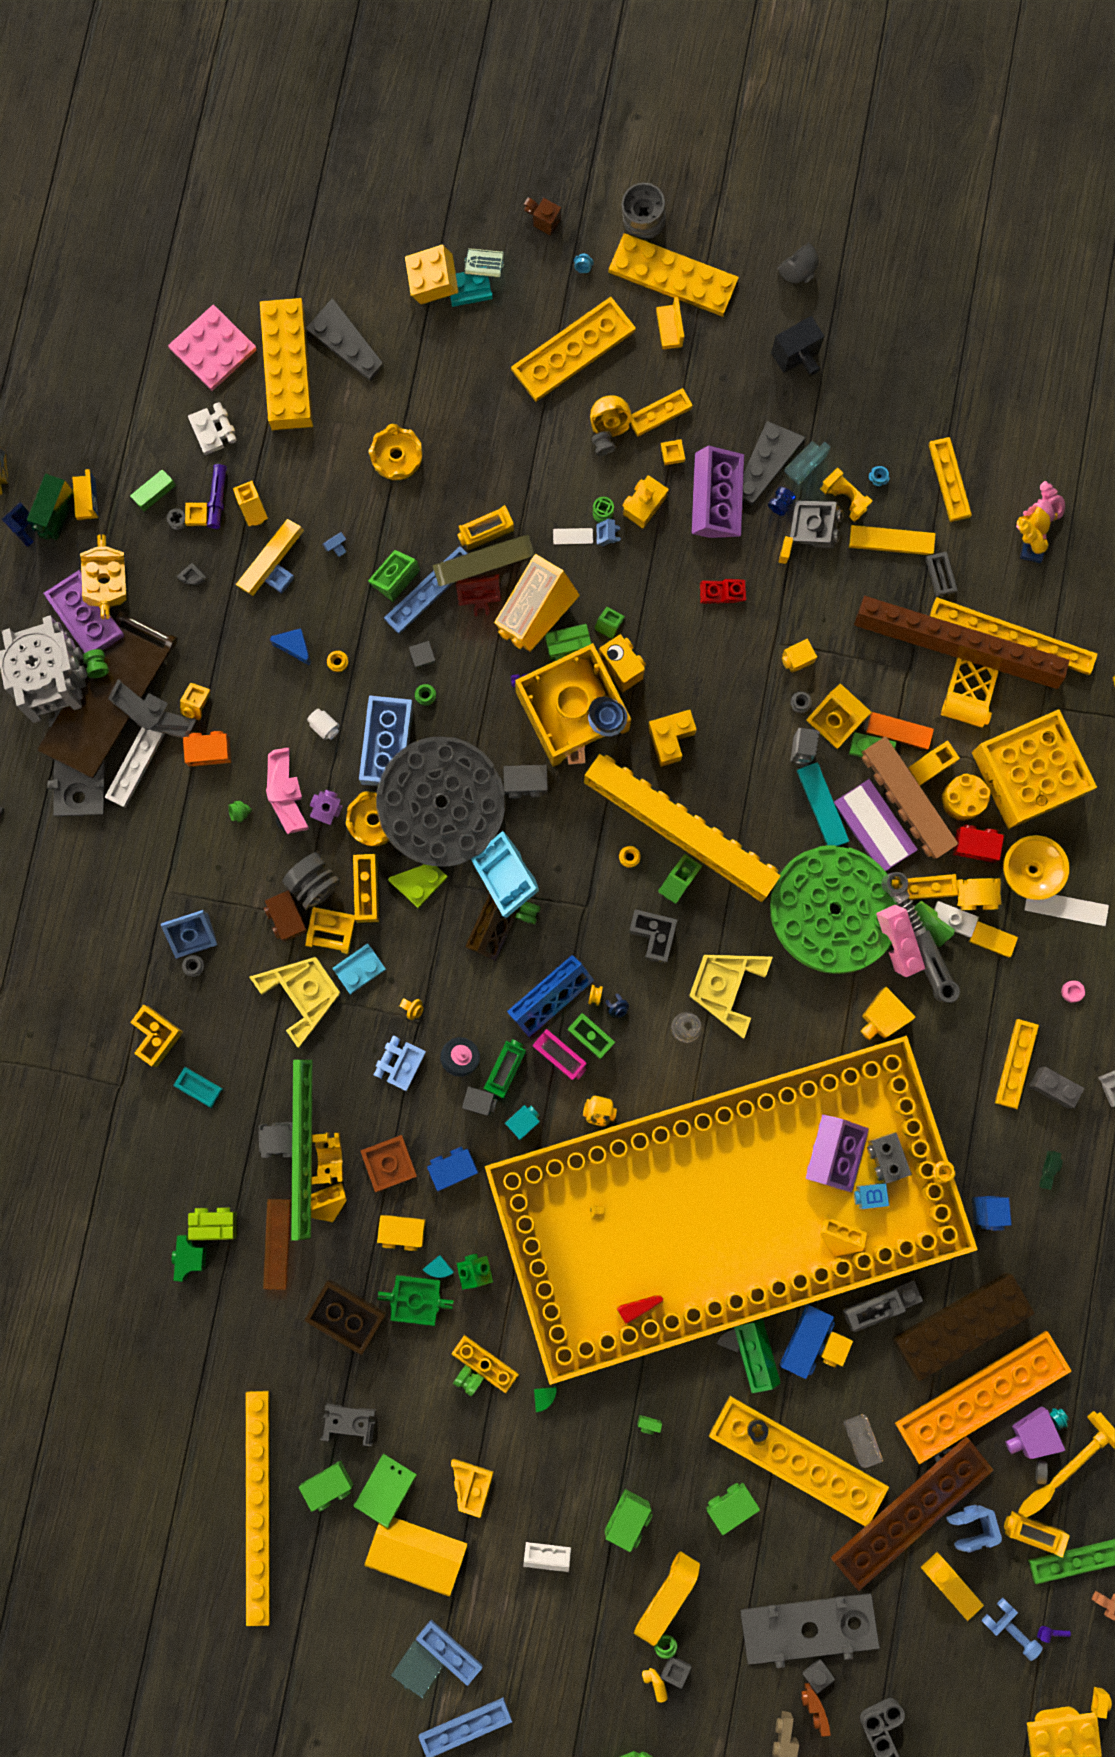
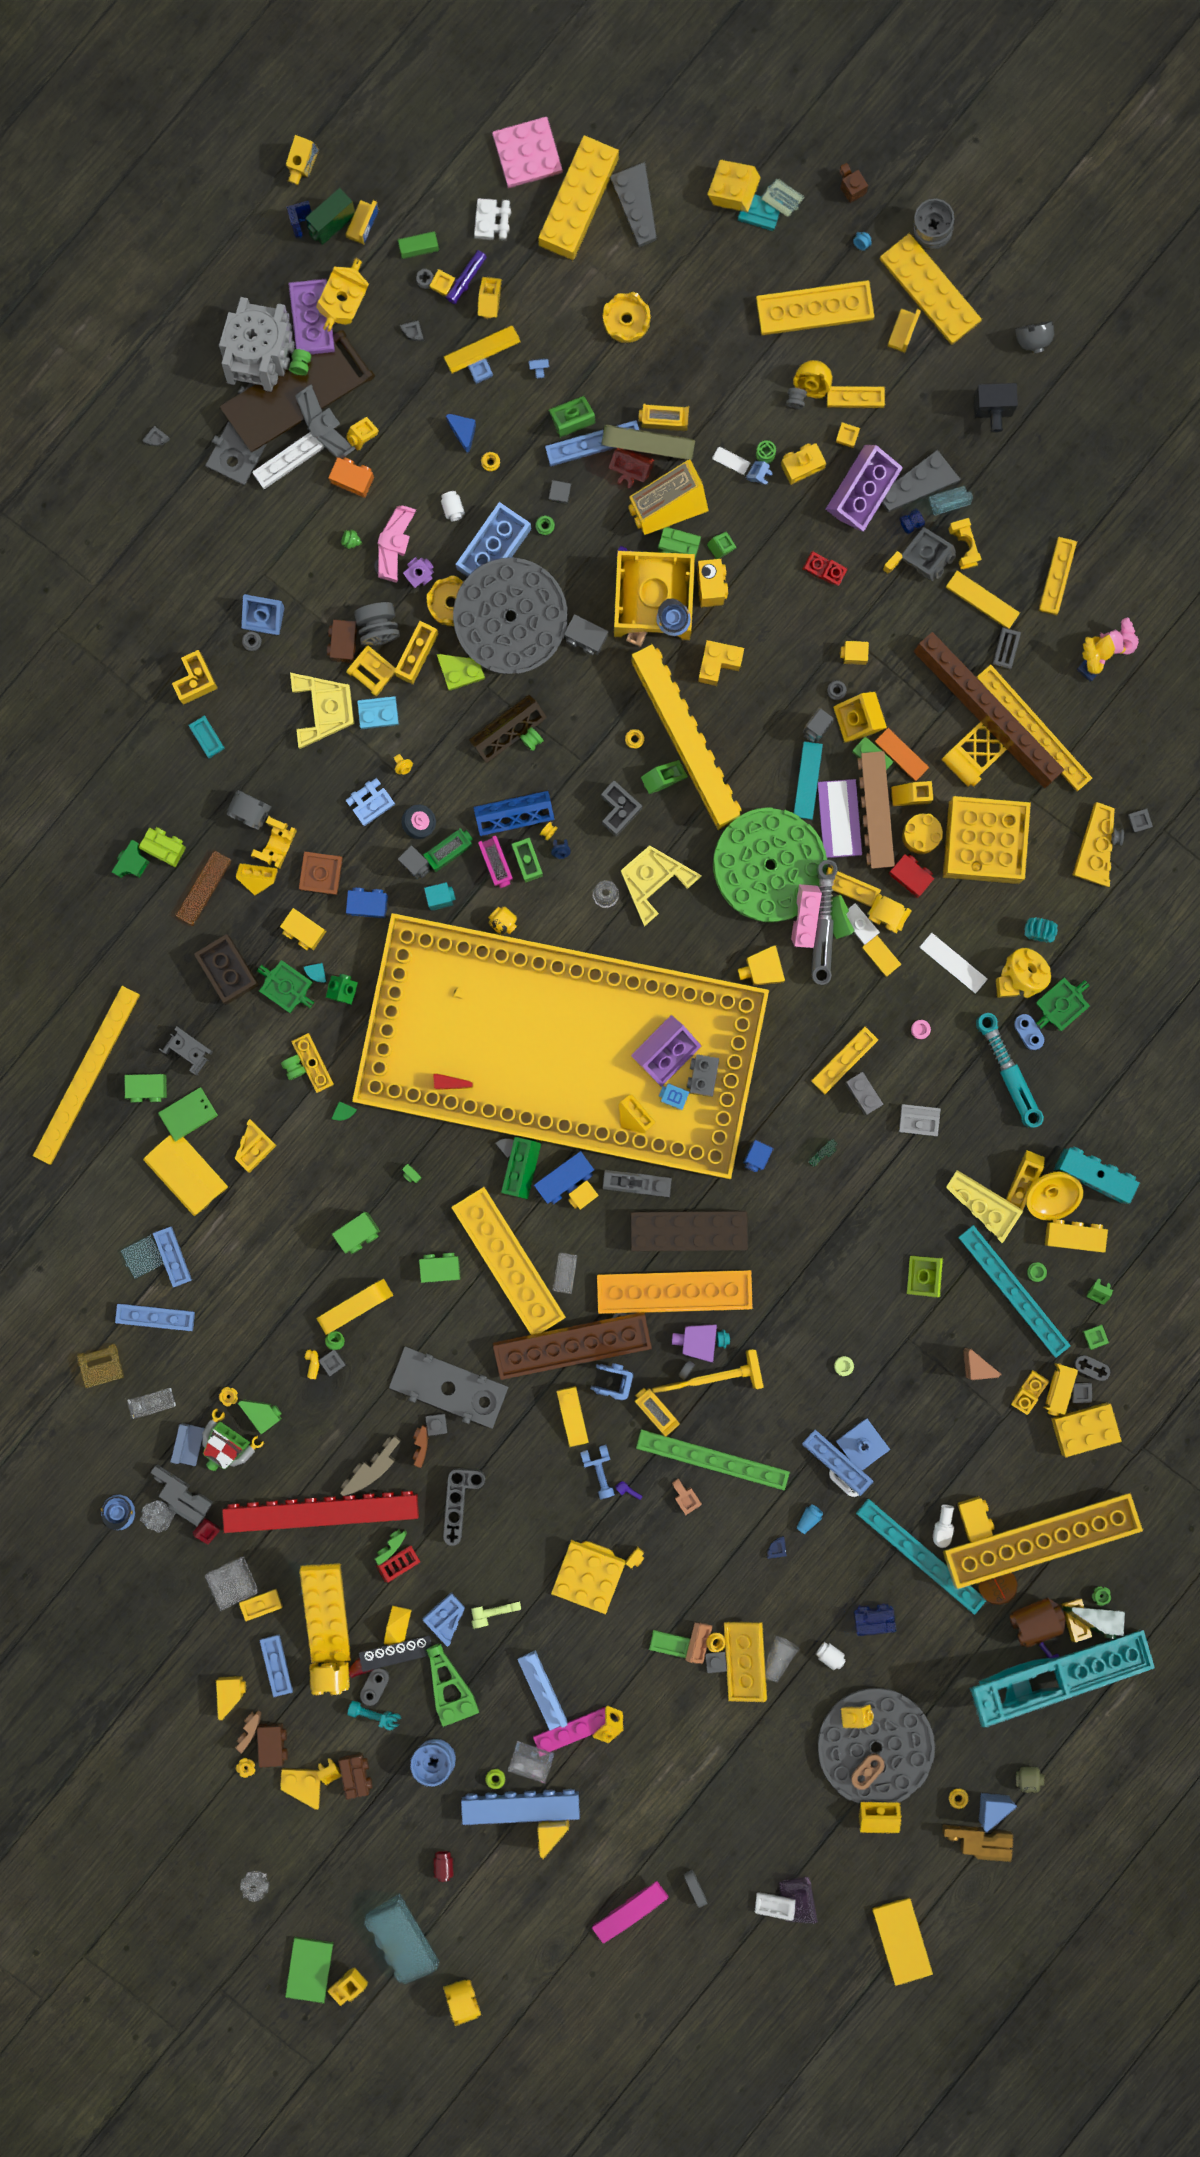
camera: 30 degrees right, 5 degrees up
(301, 1150) = (260, 824): bright green tile -> none
(505, 874) = (529, 699): medium azure slope -> none
(547, 1557) = (282, 1228): white plate -> none
(751, 1433) = (496, 1221): black bush -> none
(883, 472) = (1002, 538): dark azure plate -> none
(948, 1167) = (738, 1101): yellow plate -> none
(1046, 858) = (952, 906): yellow dish -> none

